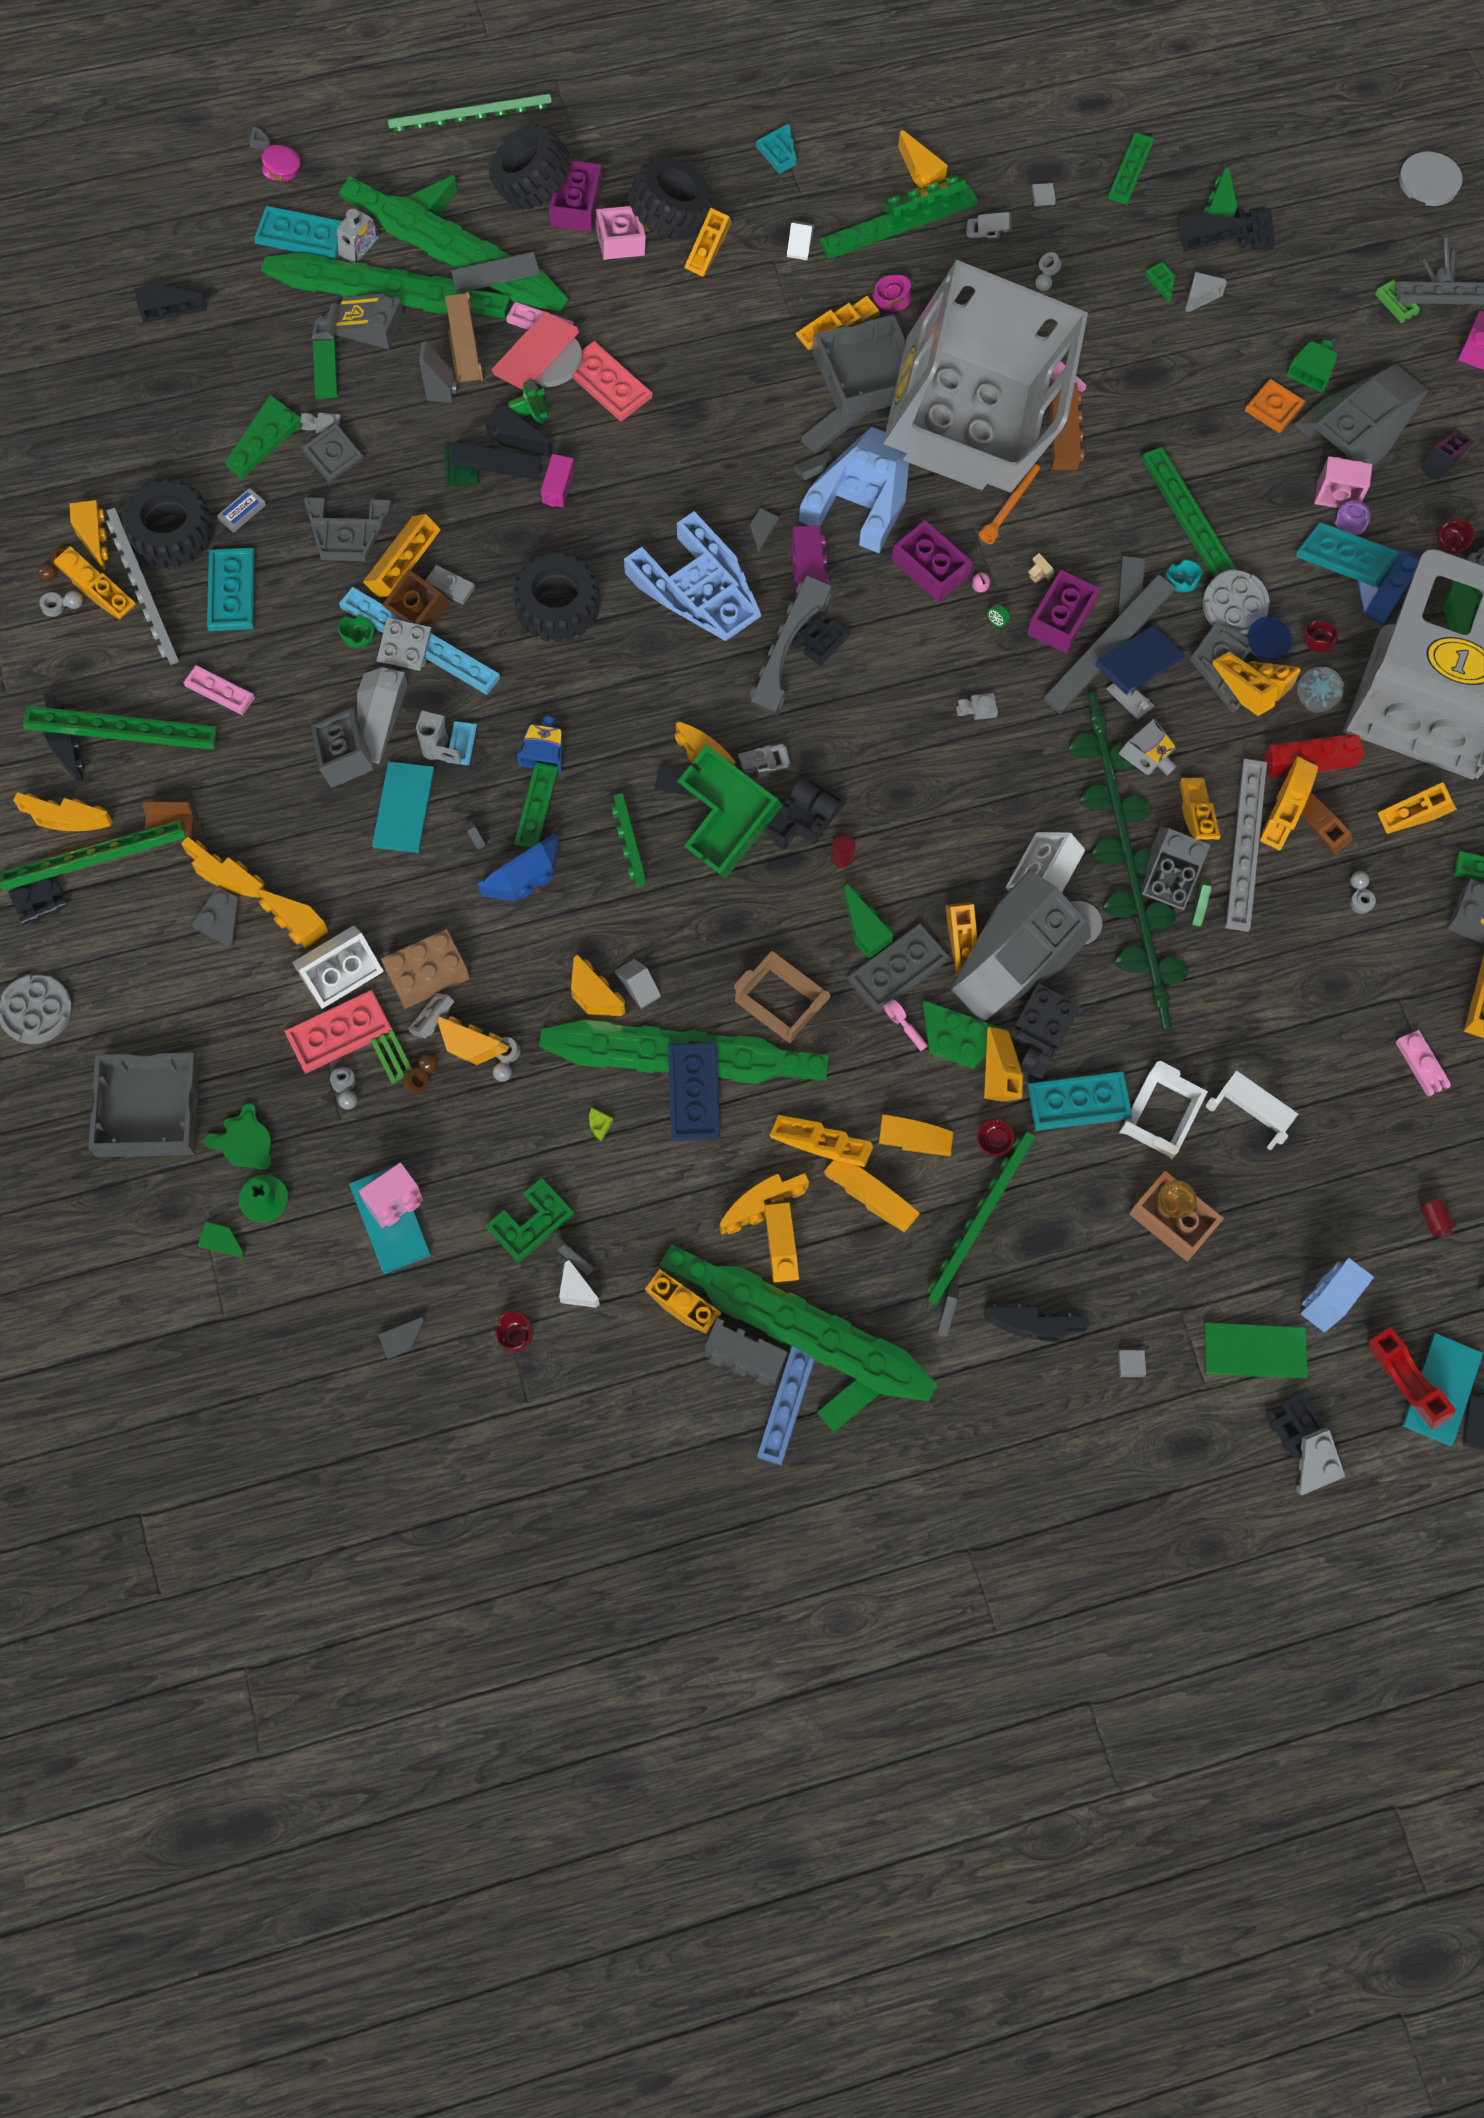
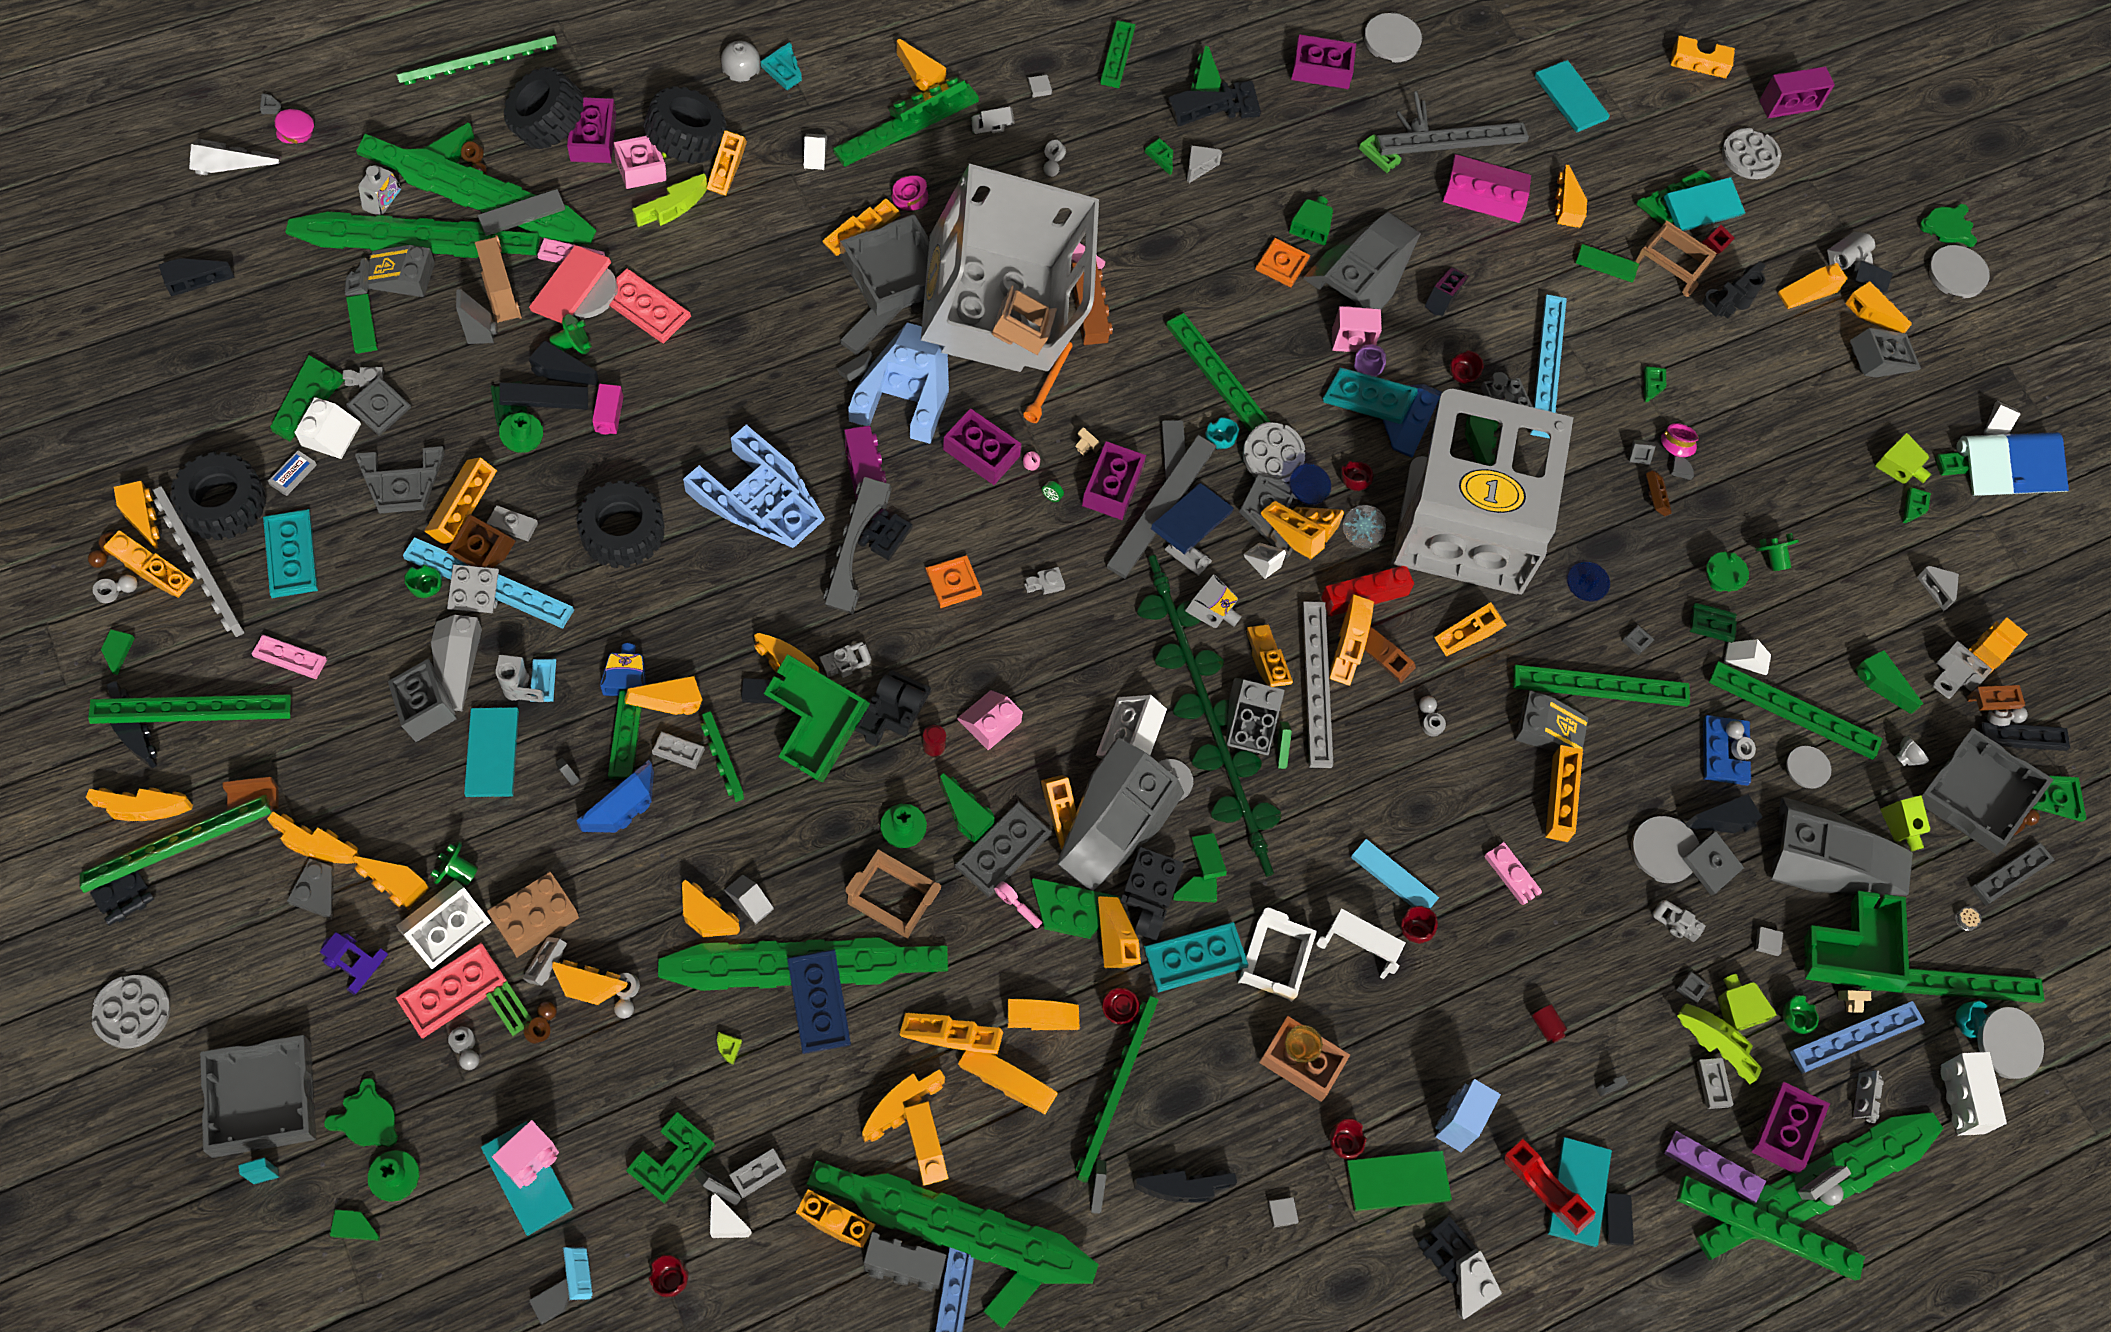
camera: 15 degrees left, 5 degrees down
(56, 662) = (116, 649): none -> green tile
(137, 1174) = (258, 1171): none -> teal tile
(200, 187) = (215, 157): none -> wedge
(232, 973) = (337, 945): none -> dark purple tile
(279, 469) = (327, 428): none -> white slope
(298, 232) = (319, 192): teal tile -> none
(355, 912) = (454, 866): none -> green piece
(427, 1316) = (577, 1273): none -> medium azure tile
(448, 208) = (467, 154): none -> reddish brown plate
(469, 495) = (521, 432): none -> green piece
(583, 774) = (671, 696): none -> light orange slope
(585, 828) = (678, 750): none -> light grey plate
(612, 1247) = (757, 1173): none -> light grey plate
(654, 277) = (678, 201): none -> lime slope
(735, 138) = (740, 61): none -> light grey cylinder
(762, 527) = (814, 431): dark grey tile -> none
(800, 931) = (903, 825): none -> green piece
(884, 695) = (953, 581): none -> orange tile
(904, 837) = (991, 718): none -> bright pink slope
(979, 443) = (1012, 330): none -> medium nougat piece
(1091, 1035) = (1198, 890): none -> green tile
(1107, 1003) = (1208, 856): none -> green tile
(1209, 1301) = (1347, 1138): none -> dark red hair
(1210, 710) = (1265, 558): none -> white slope
(1298, 1050) = (1393, 876): none -> medium azure tile
(1316, 1100) = (1419, 924): none -> dark red hair
(1351, 197) = (1323, 61): none -> magenta brick

